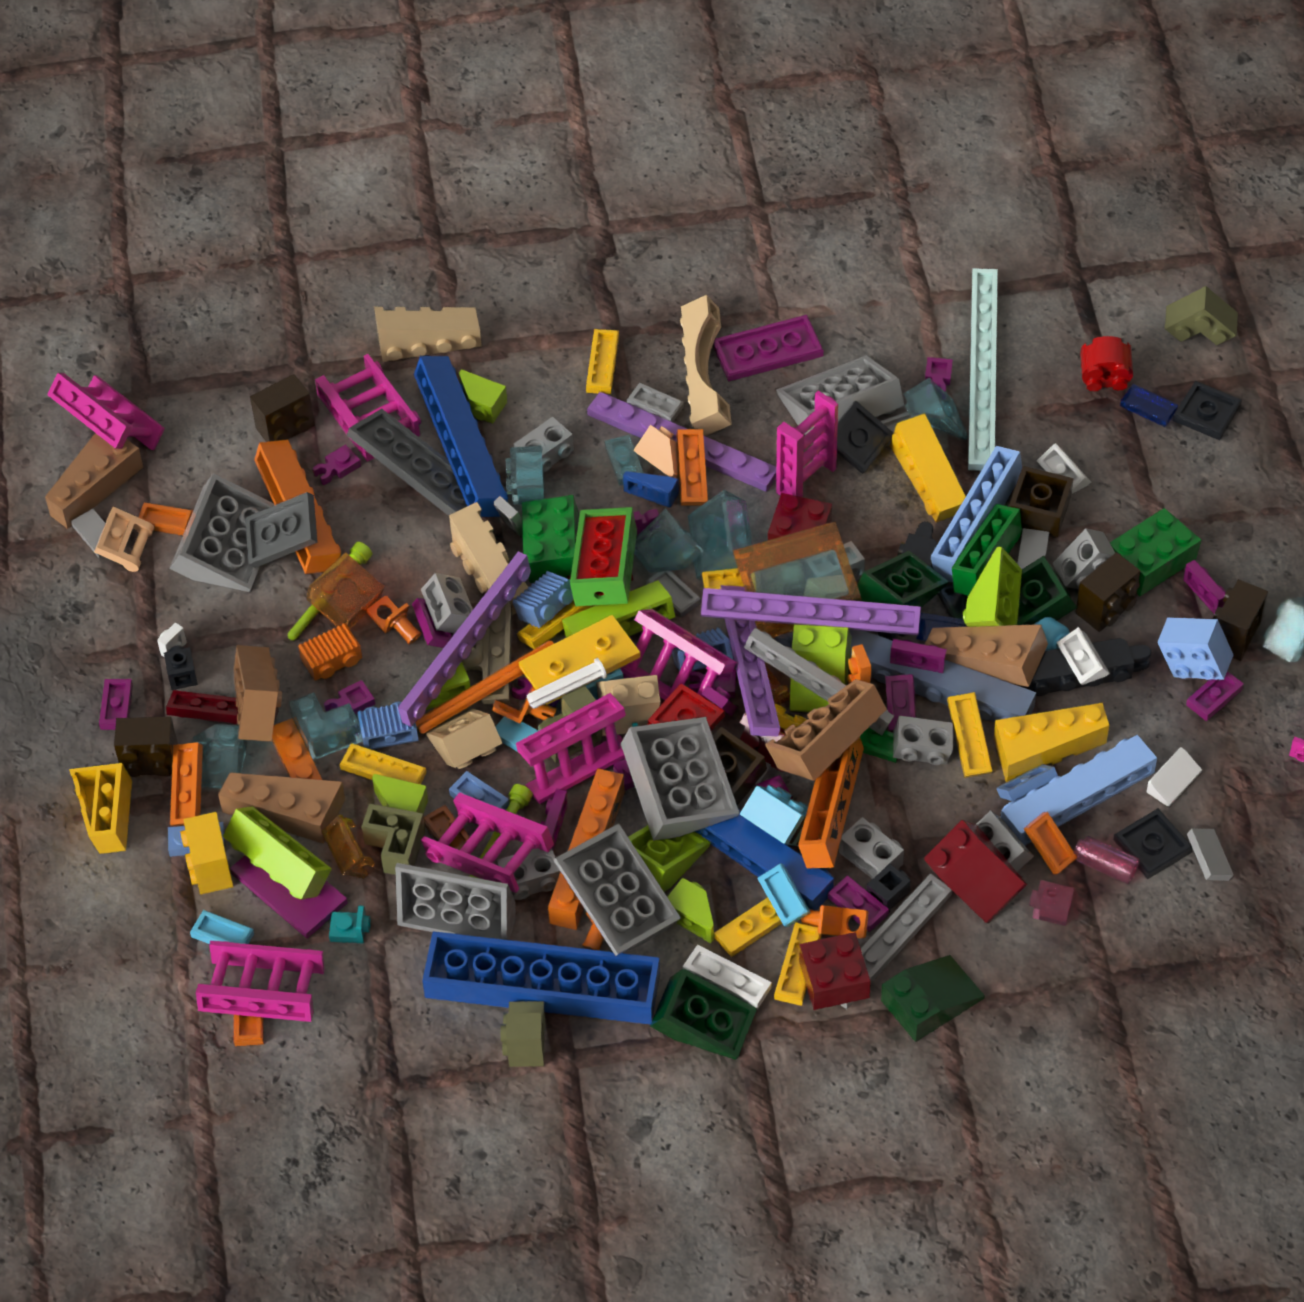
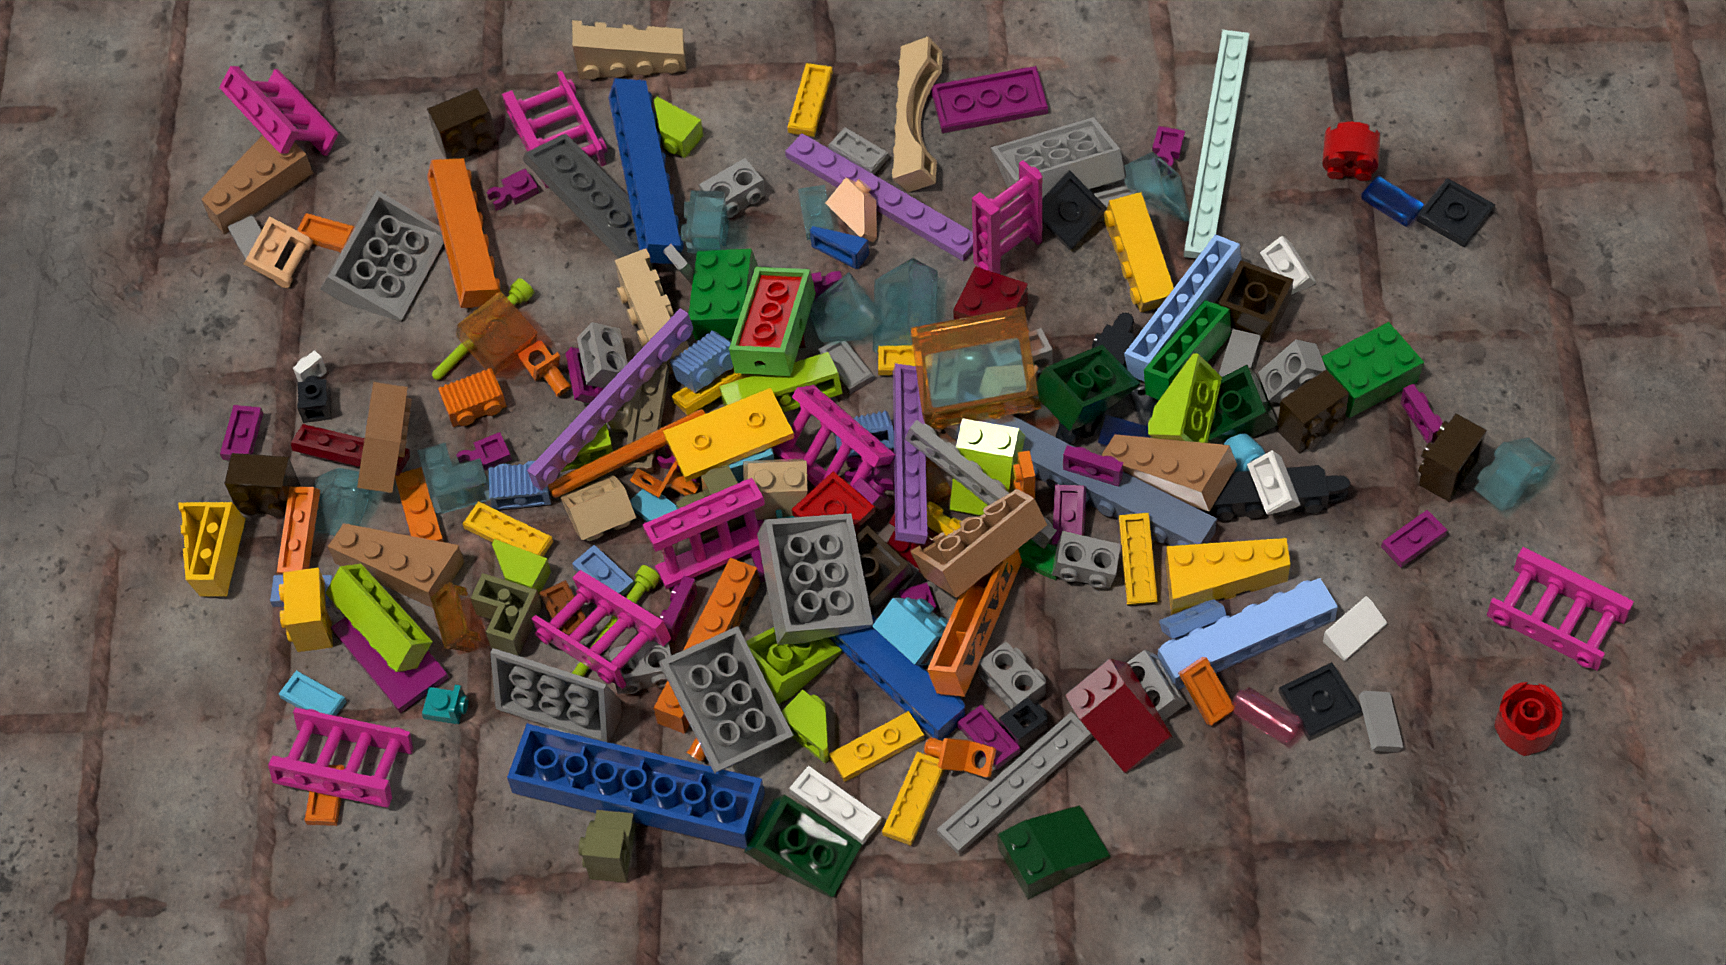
camera: 10 degrees right, 5 degrees up
(281, 530) = (438, 259): dark grey plate -> none
(567, 684) = (708, 462): white axle -> none
(691, 467) = (885, 227): orange plate -> none
(784, 895) = (908, 720): medium azure tile -> none
(810, 611) = (981, 406): medium lavender plate -> none
(834, 971) = (948, 813): dark red brick -> none
(1052, 902) = (1198, 758): clear pink brick -> none
(1195, 648) = (1398, 486): light blue brick -> none
(1202, 313) = (1464, 103): olive brick -> none

